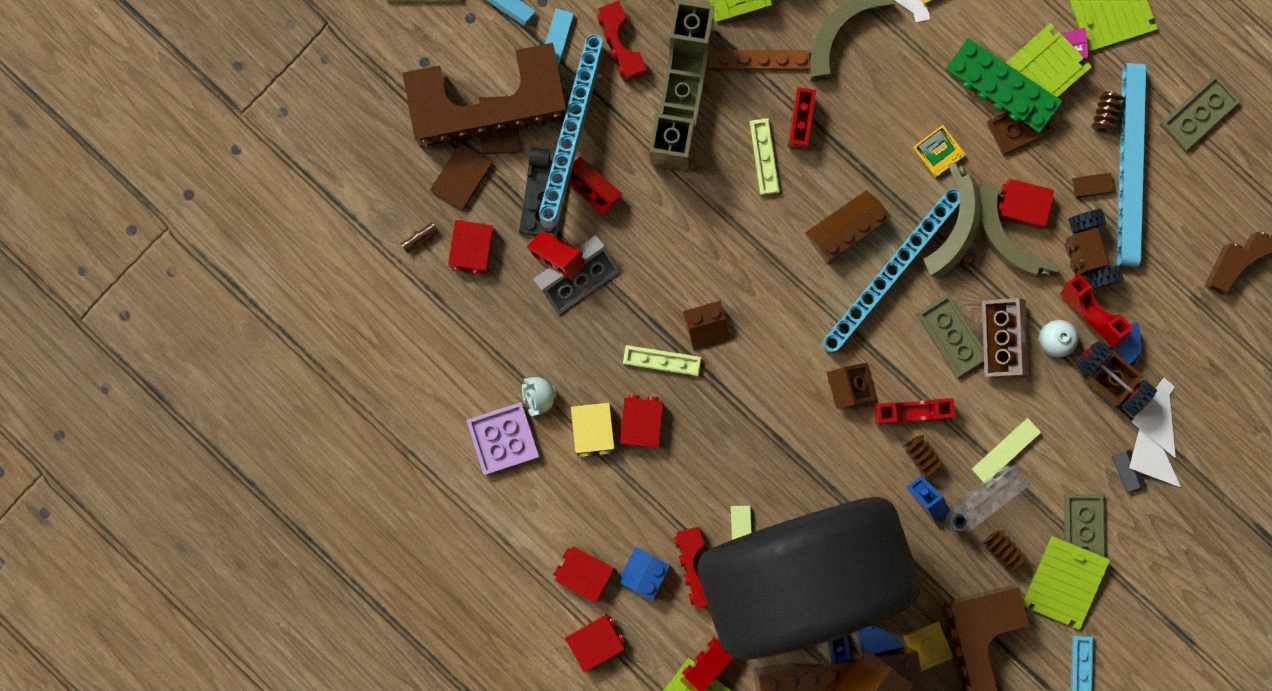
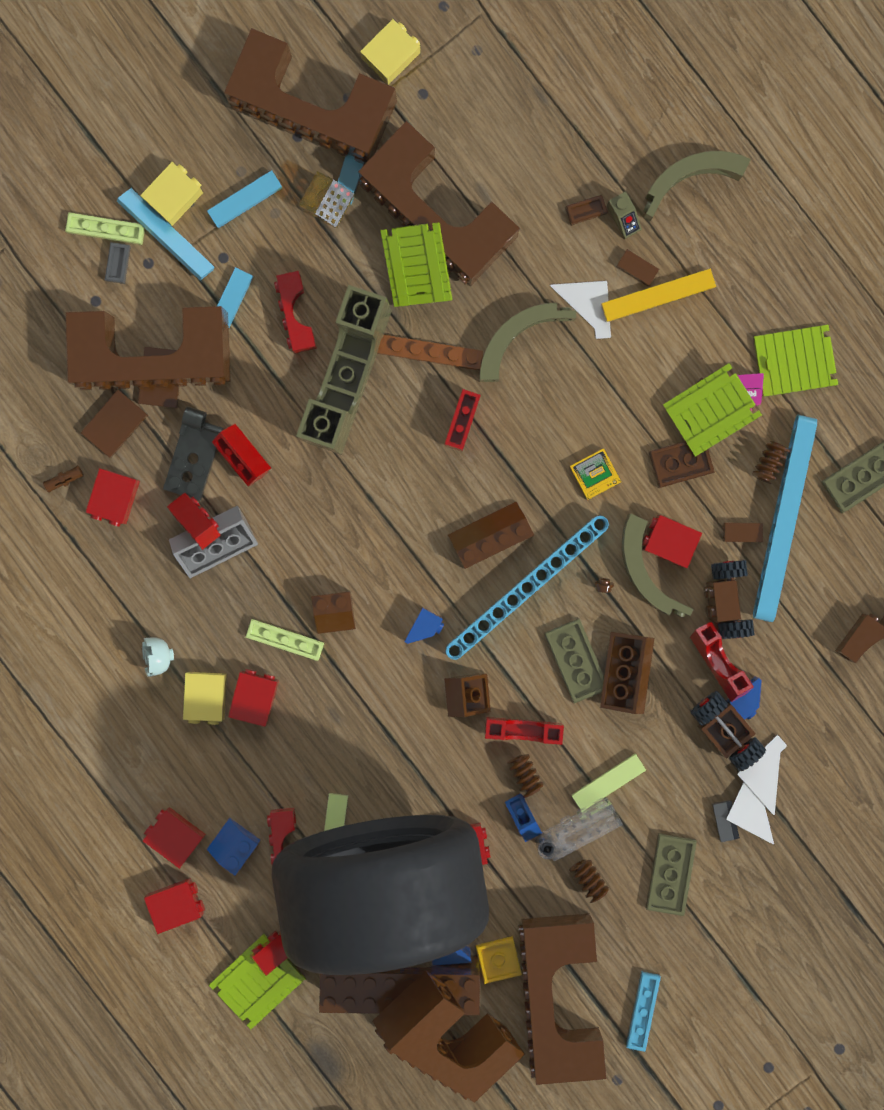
camera: 15 degrees right, 5 degrees up
(440, 22) = (117, 263): none -> dark grey tile
(502, 438) = (115, 692): lavender plate -> none
(571, 138) = (227, 406): medium azure beam -> none
(764, 157) = (420, 452): yellowish green tile -> none
(798, 324) = (425, 626): none -> blue slope
(965, 229) = (607, 556): olive arch -> none
(1003, 85) = (670, 419): green plate -> none
(1058, 338) = (683, 673): light aqua cylinder -> none
(1065, 582) = (643, 920): lime door -> none

